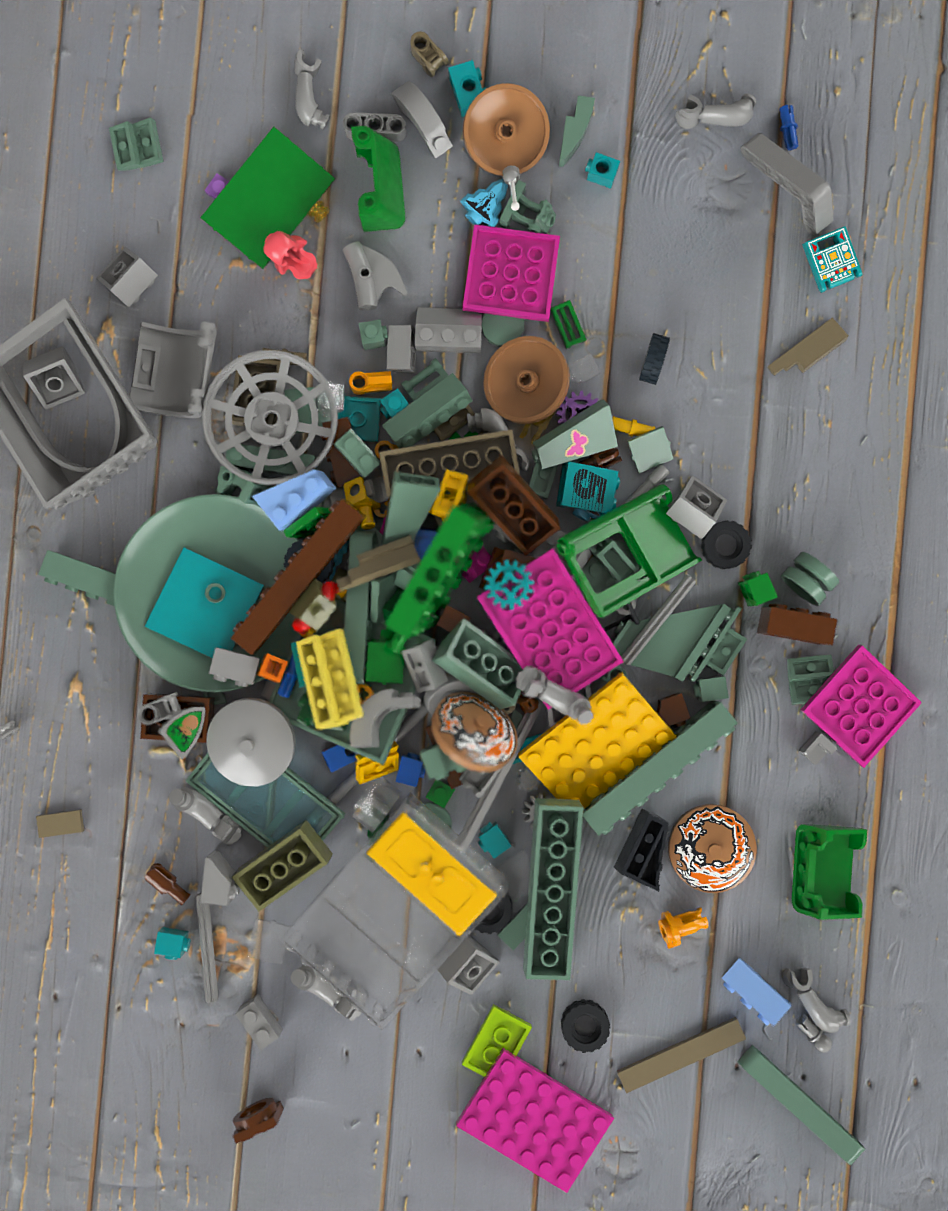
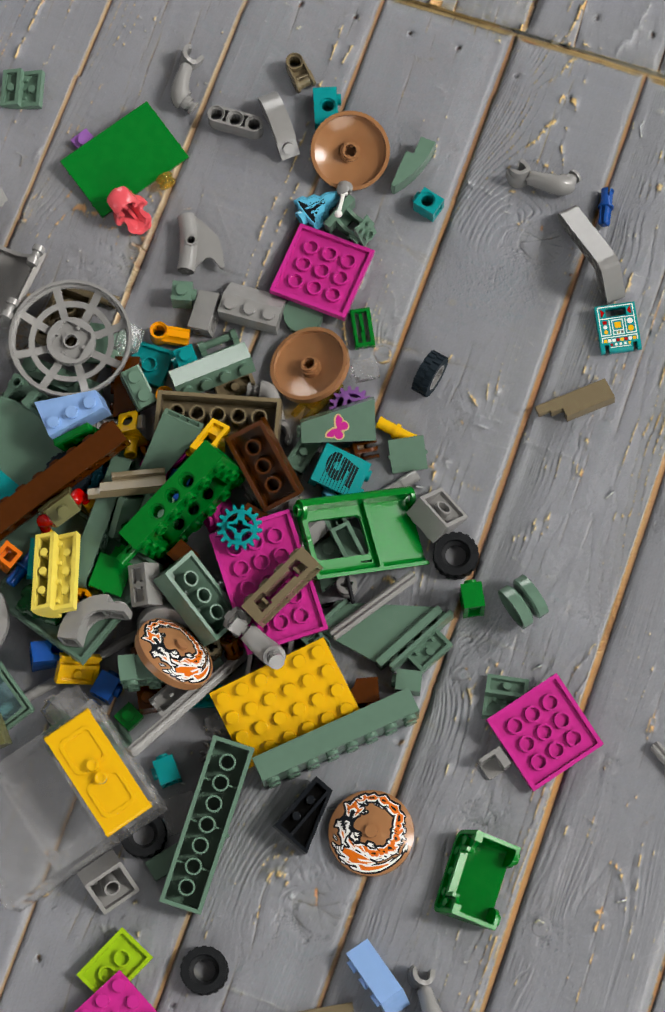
camera: 15 degrees right, 15 degrees down
(385, 206) = (226, 187): green windscreen -> none
(548, 666) = (303, 565): none -> dark tan brick
(680, 925) = (321, 895): light orange piece -> none
(797, 624) = (500, 640): reddish brown brick -> none

